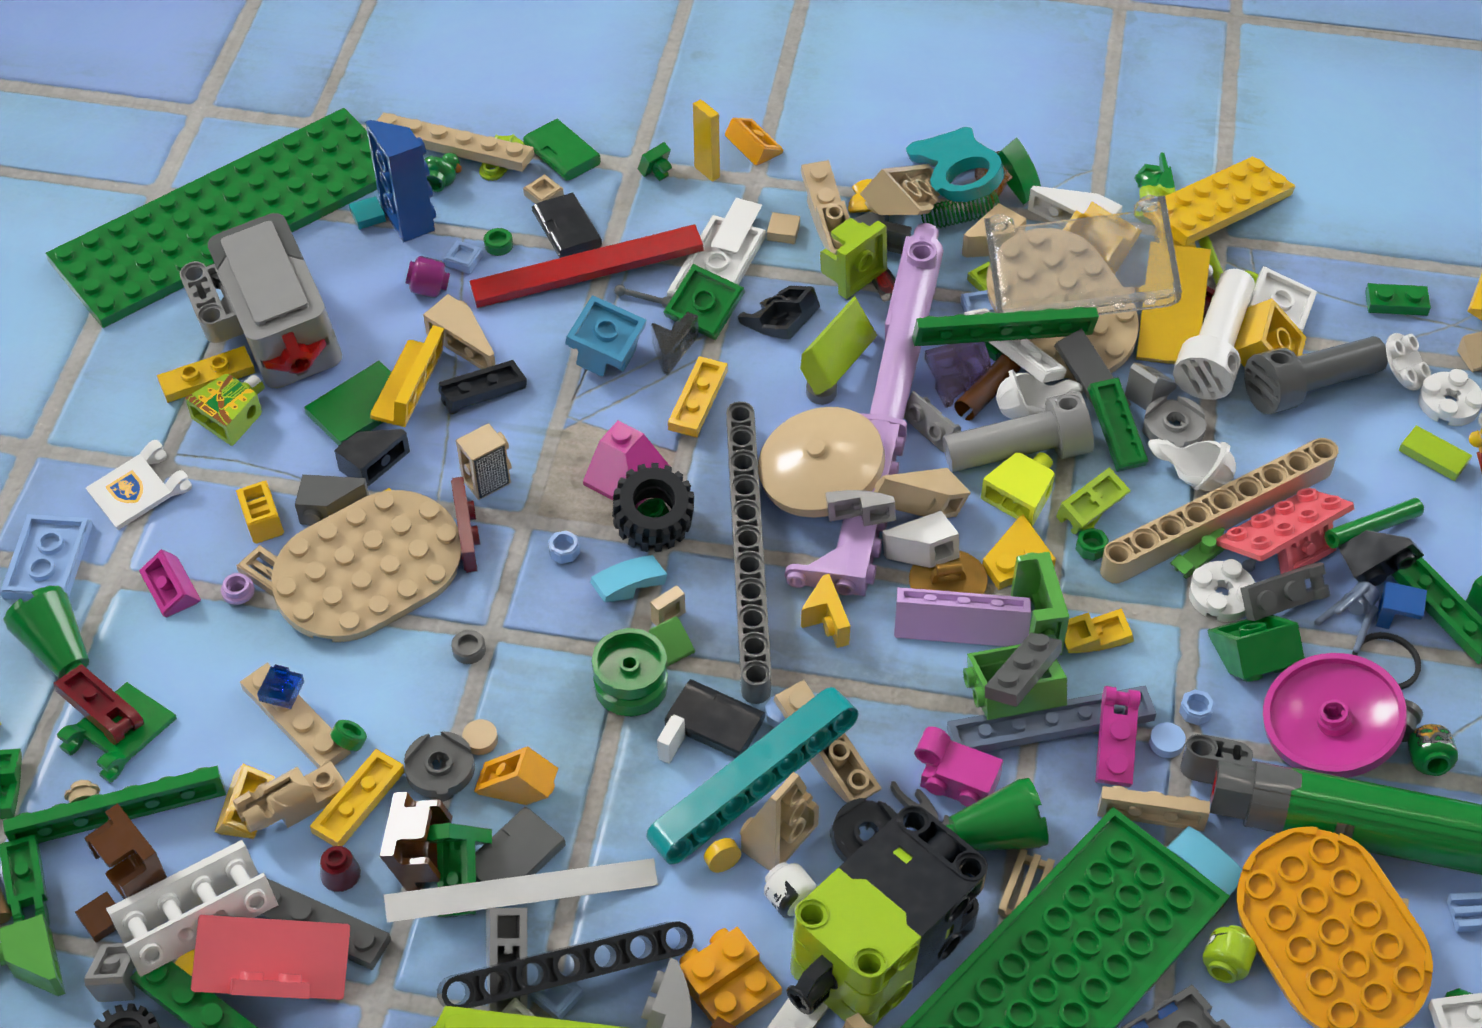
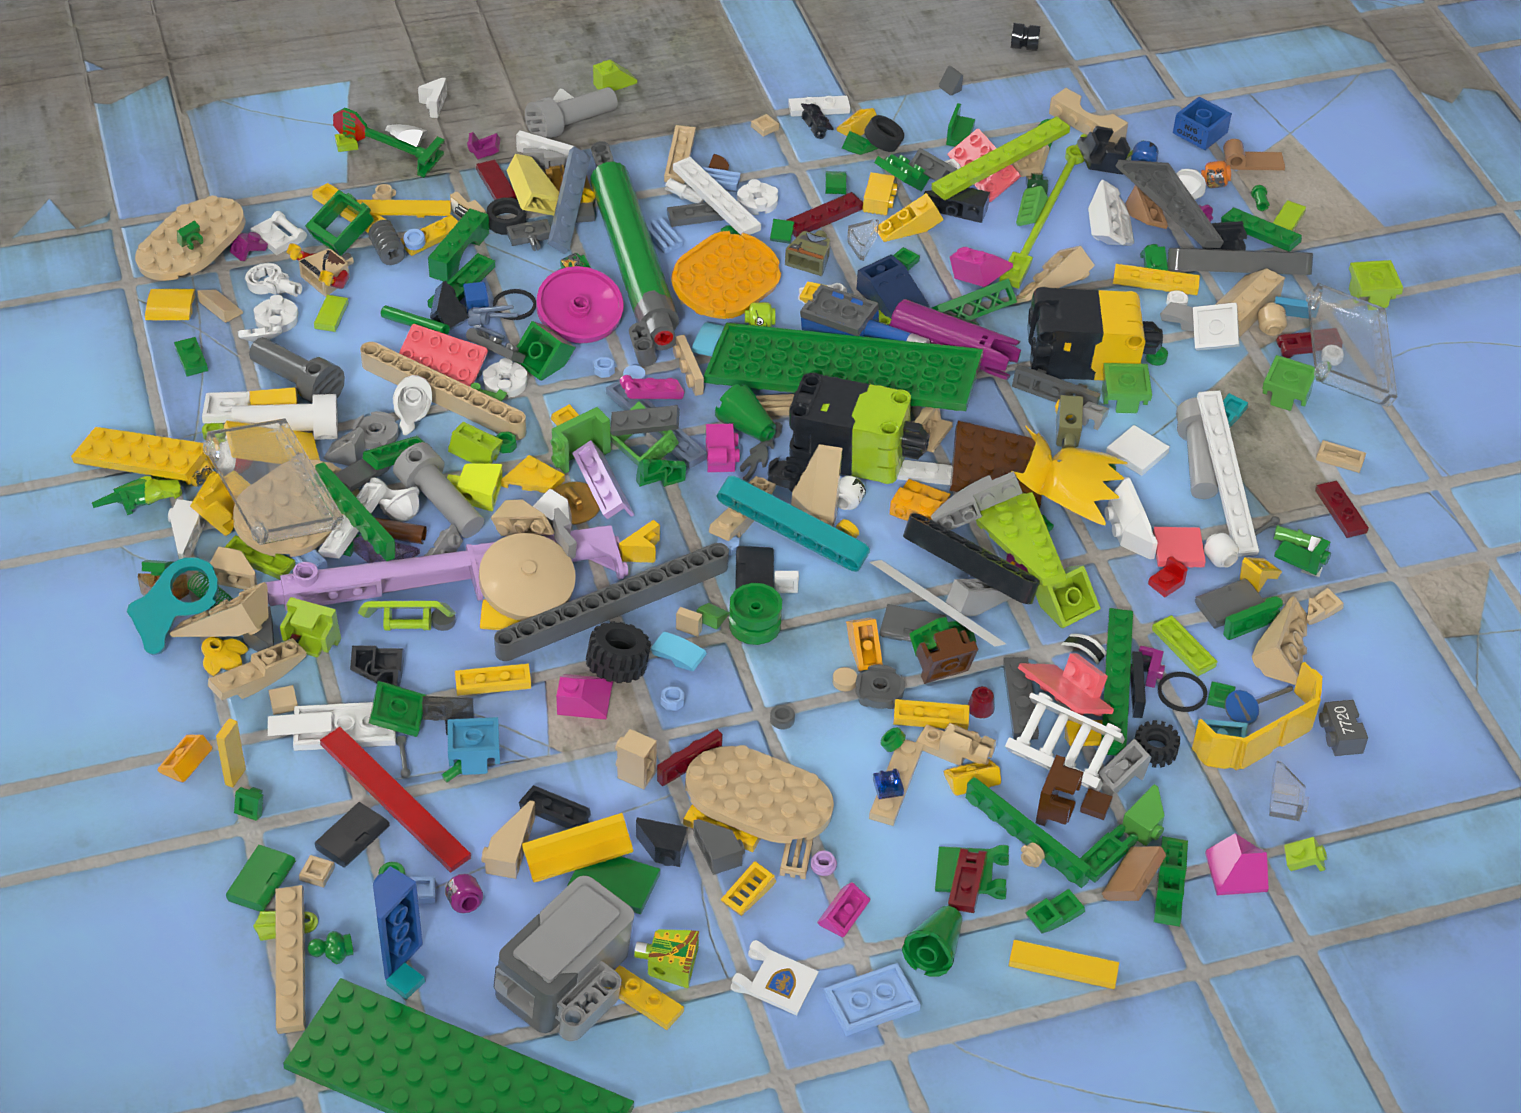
camera: 120 degrees left, 5 degrees down
(945, 678) = (655, 470): none -> green slope

